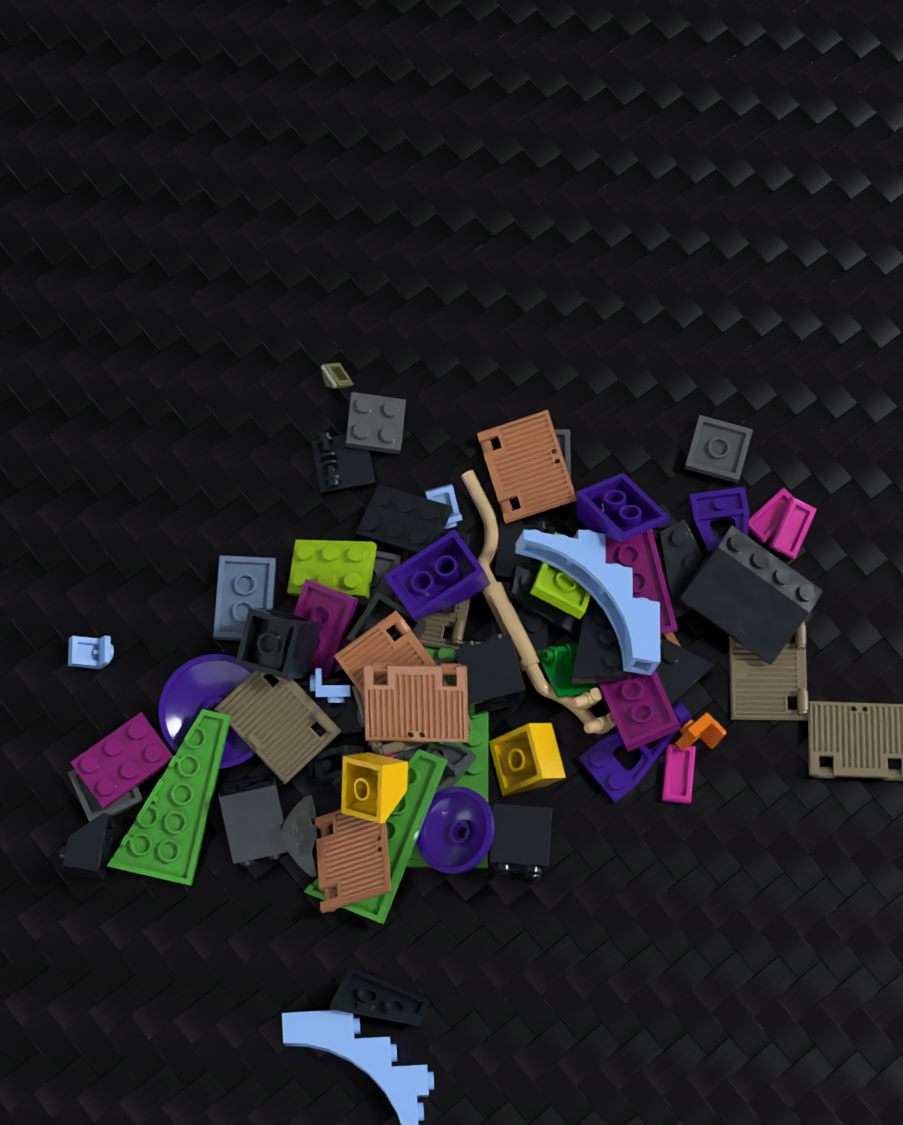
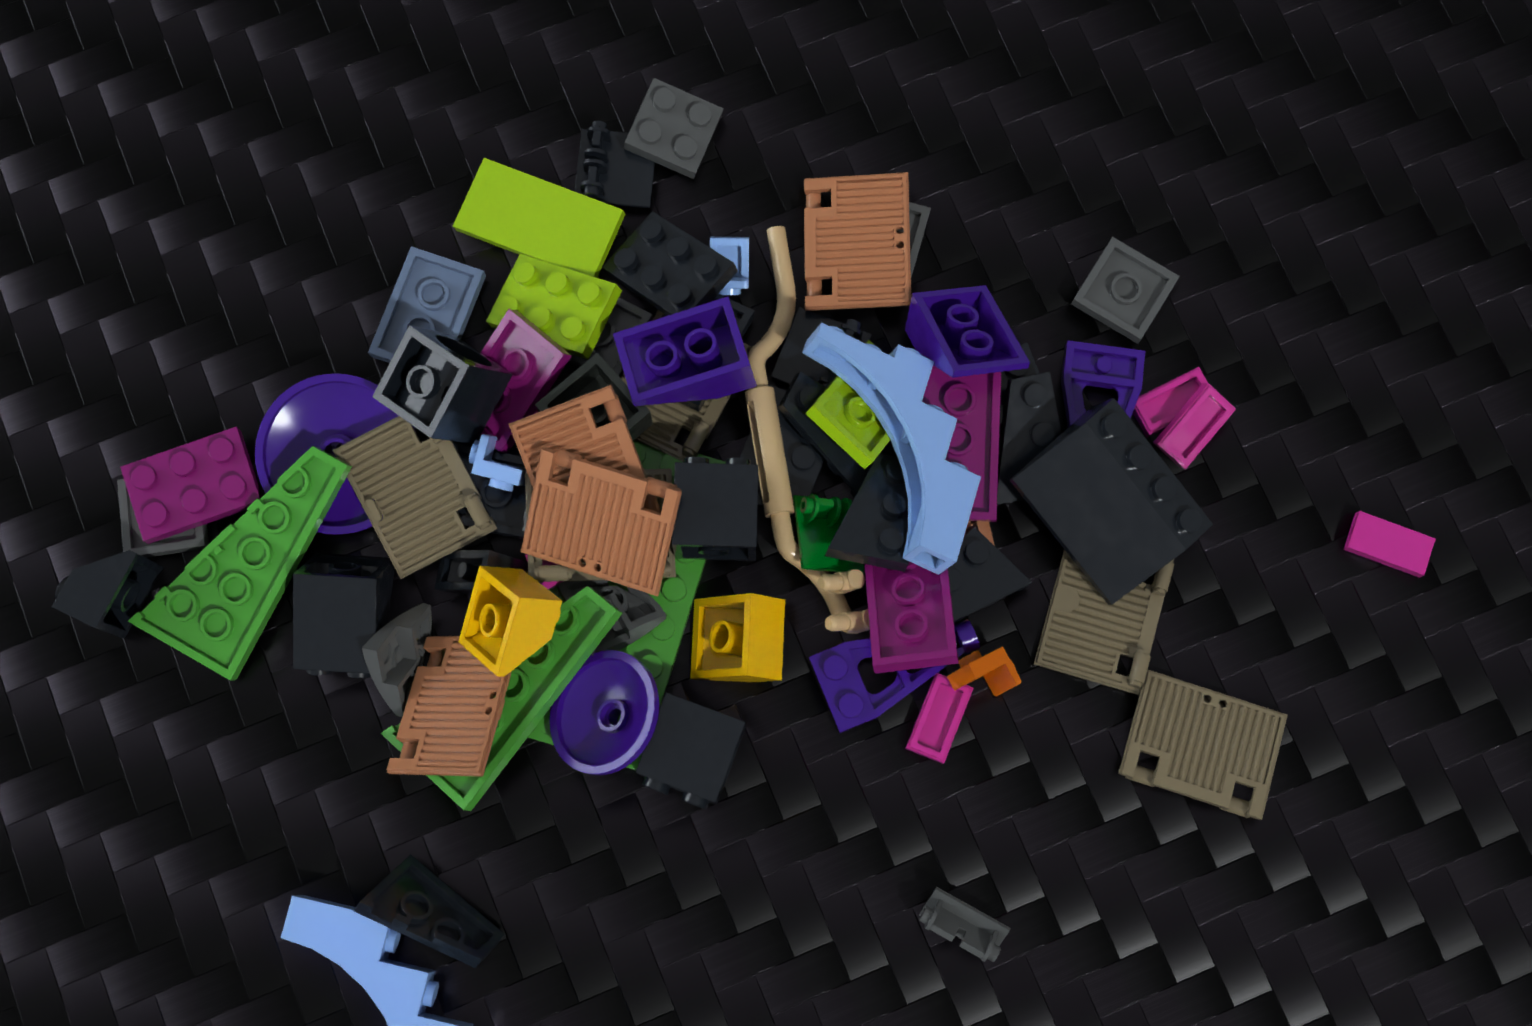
camera: 15 degrees right, 5 degrees up
(90, 652) = (199, 326): light blue bracket -> none
(301, 512) = (538, 219): none -> lime tile
(335, 376) = (640, 51): olive slope -> none
(735, 902) = (953, 918): none -> dark grey hinge

